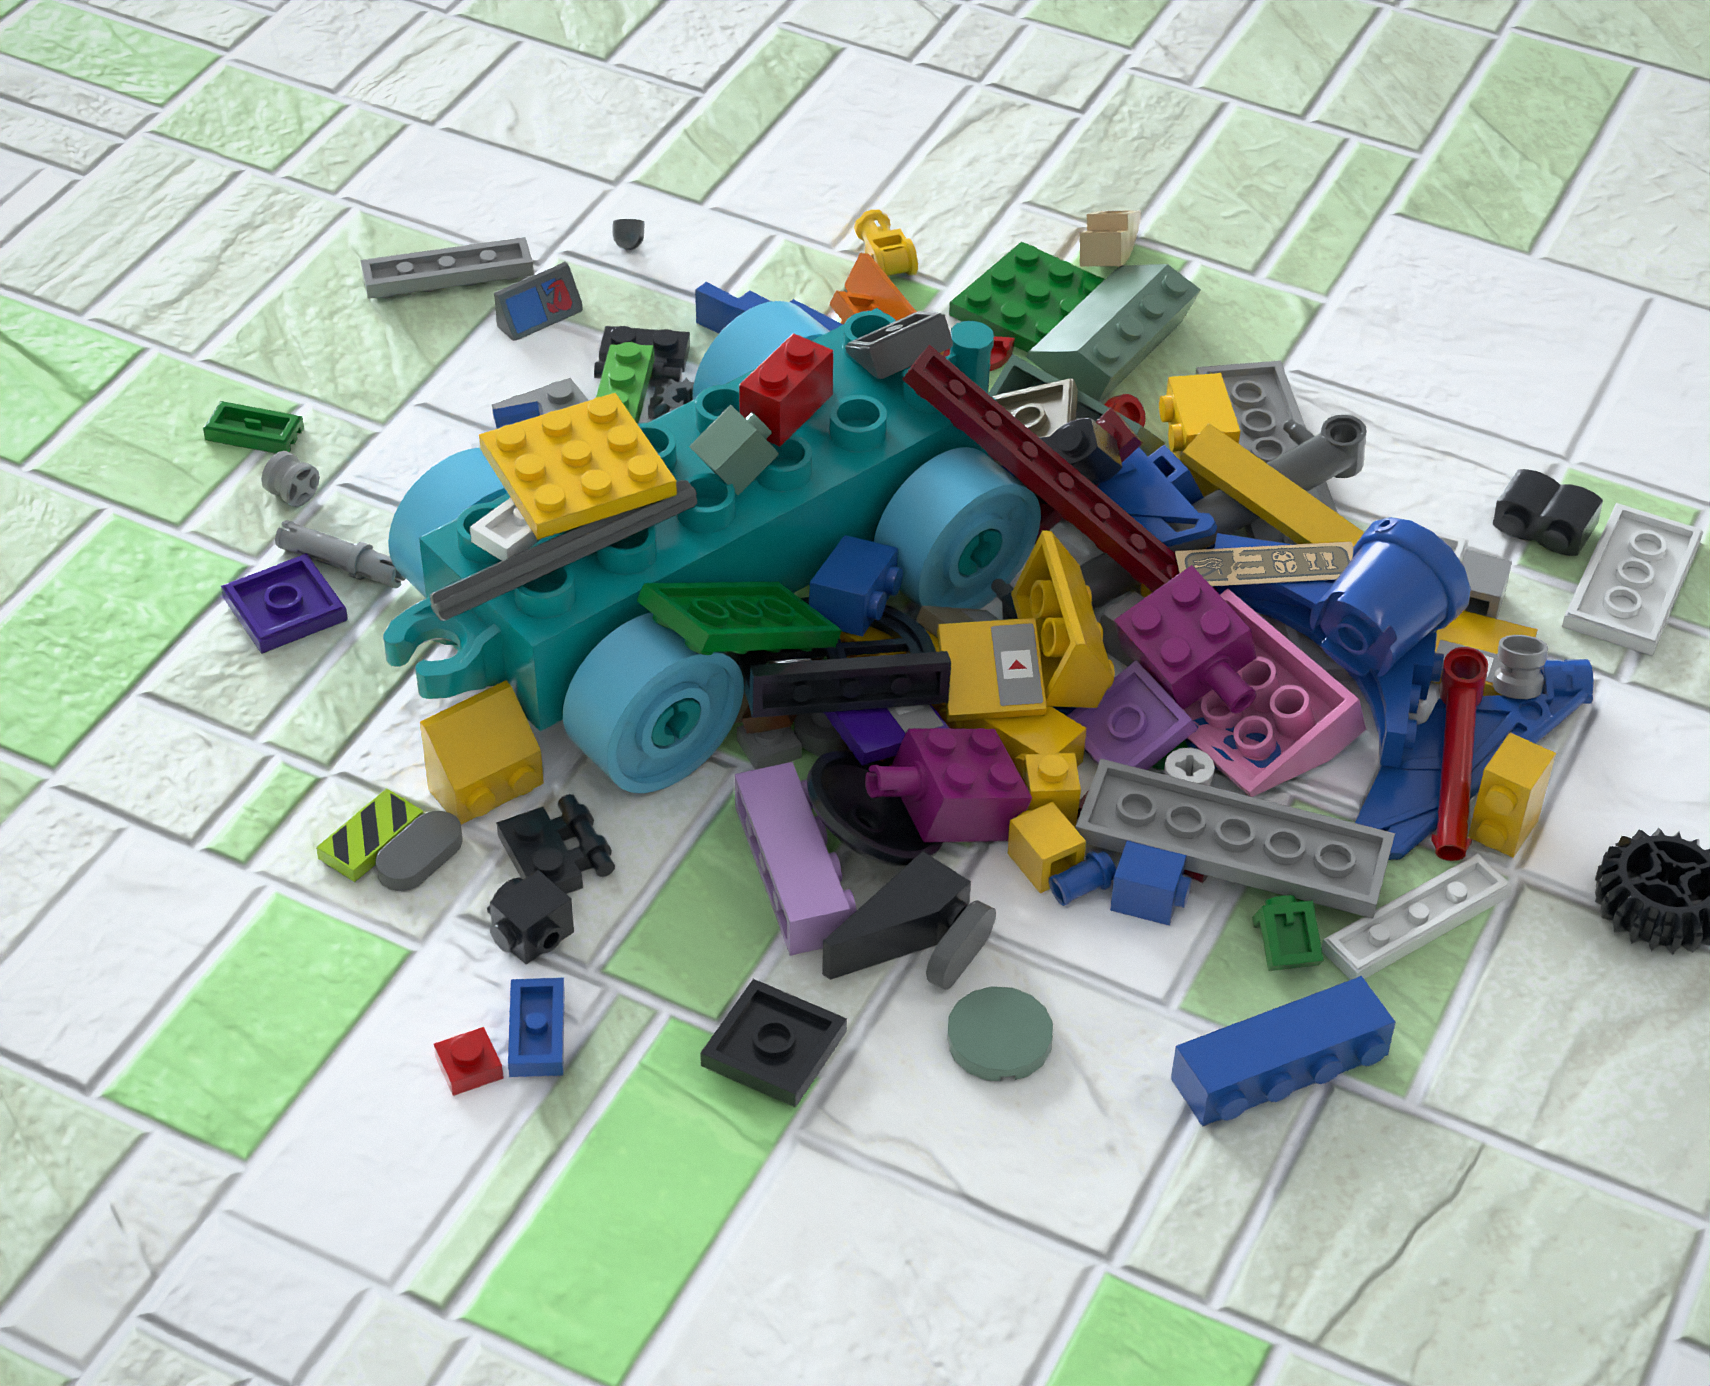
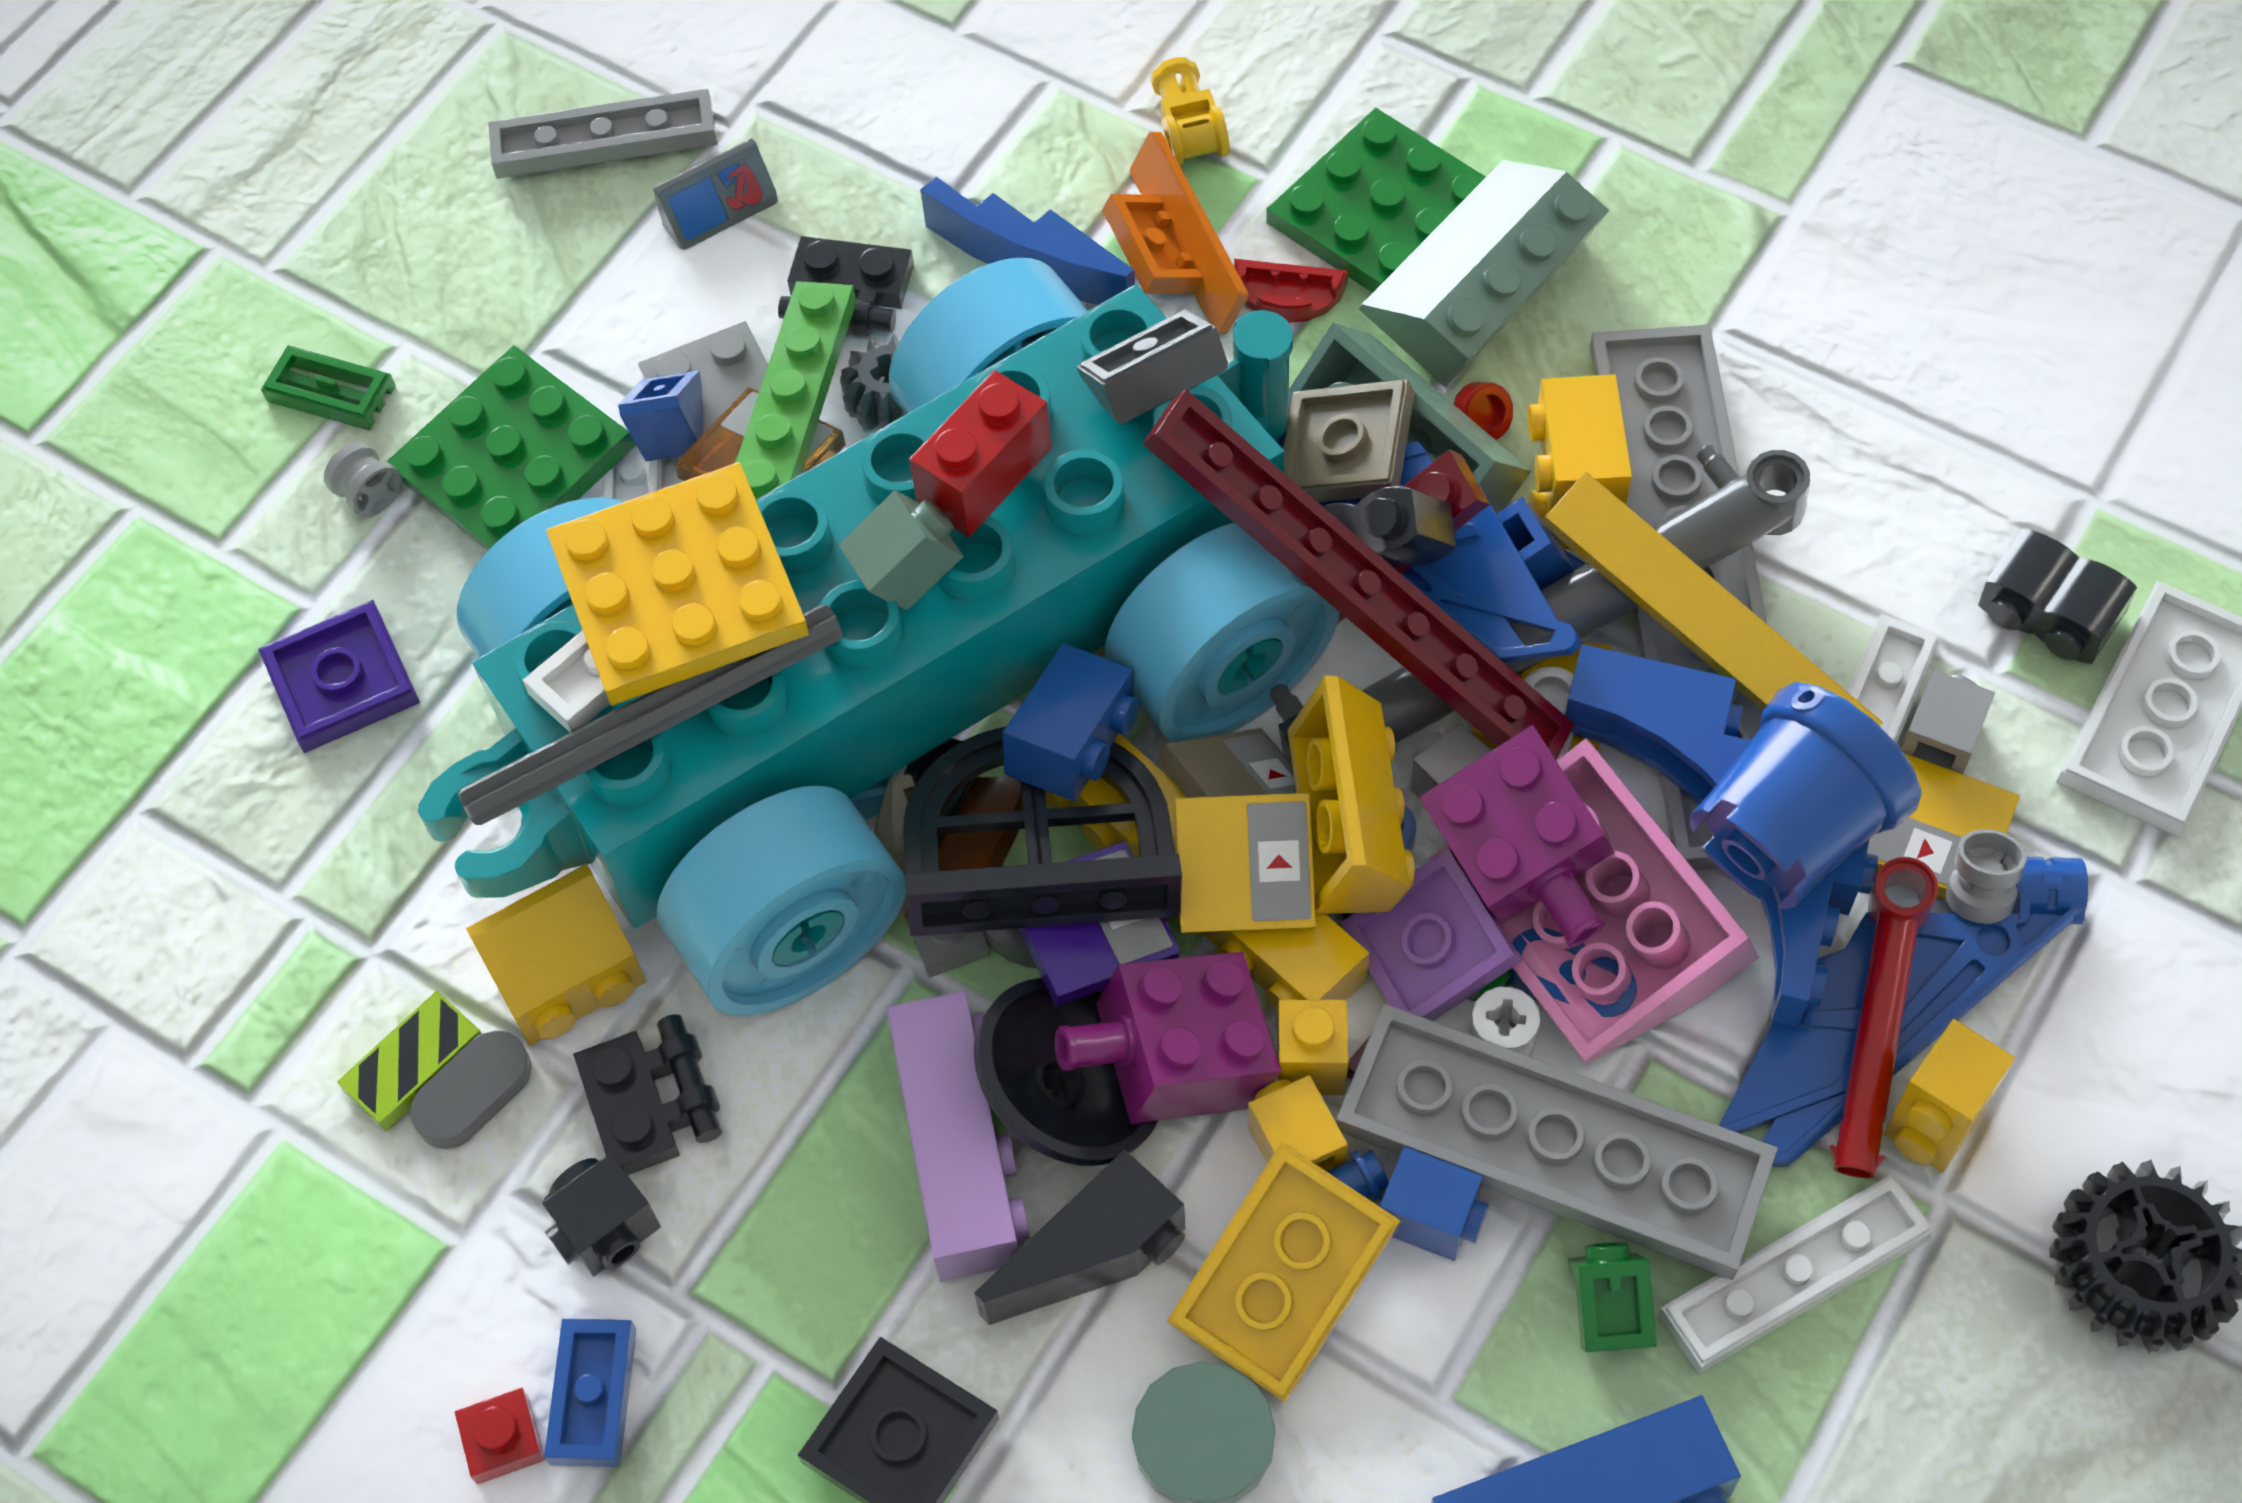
camera: 10 degrees right, 15 degrees up
(354, 558) = (401, 594): light grey pin -> none
(389, 454) = (510, 449): none -> green plate
(628, 232) = (847, 82): dark grey hinge -> none
(738, 616) = (895, 796): green plate -> none
(960, 944) = (1160, 1294): dark grey tile -> none
(1048, 922) = (1283, 1272): none -> yellow tile
(1109, 238) = (1495, 108): tan slope -> none
(1268, 563) = (1645, 701): sticker -> none

